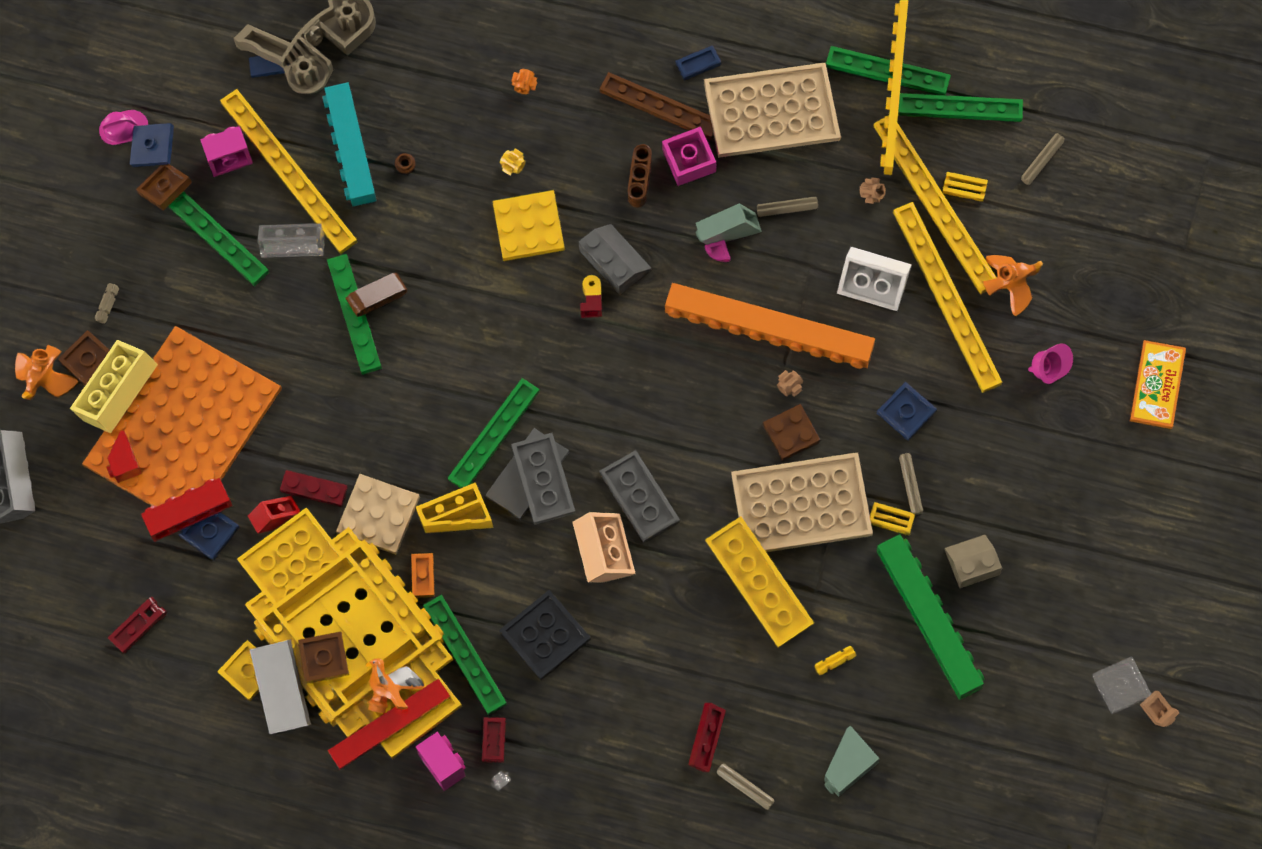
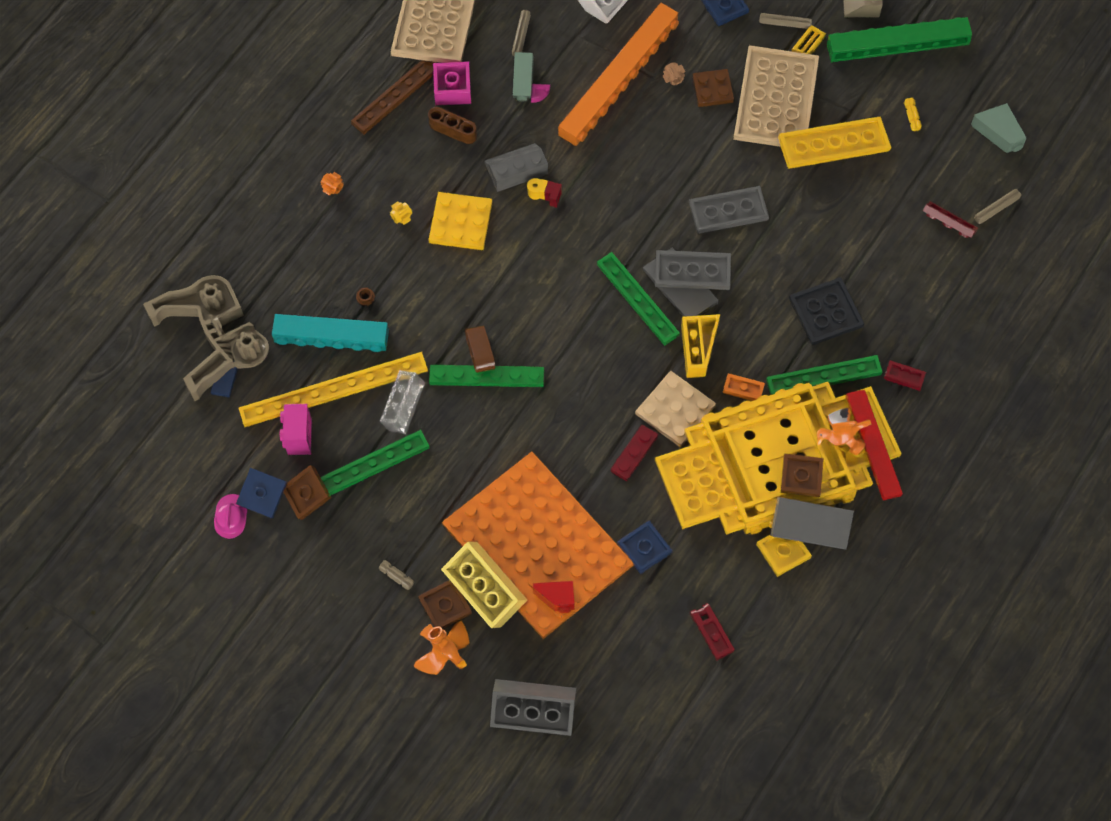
camera: 75 degrees left, 5 degrees down
(186, 509) = (624, 555): red brick -> none
(273, 513) = (649, 489): red slope -> none
(441, 762) = (916, 415): dark pink brick -> none
(500, 780) = (942, 379): clear plate -> none
(603, 547) = (765, 247): light nougat slope -> none
(698, 62) = (369, 57): dark blue tile -> none

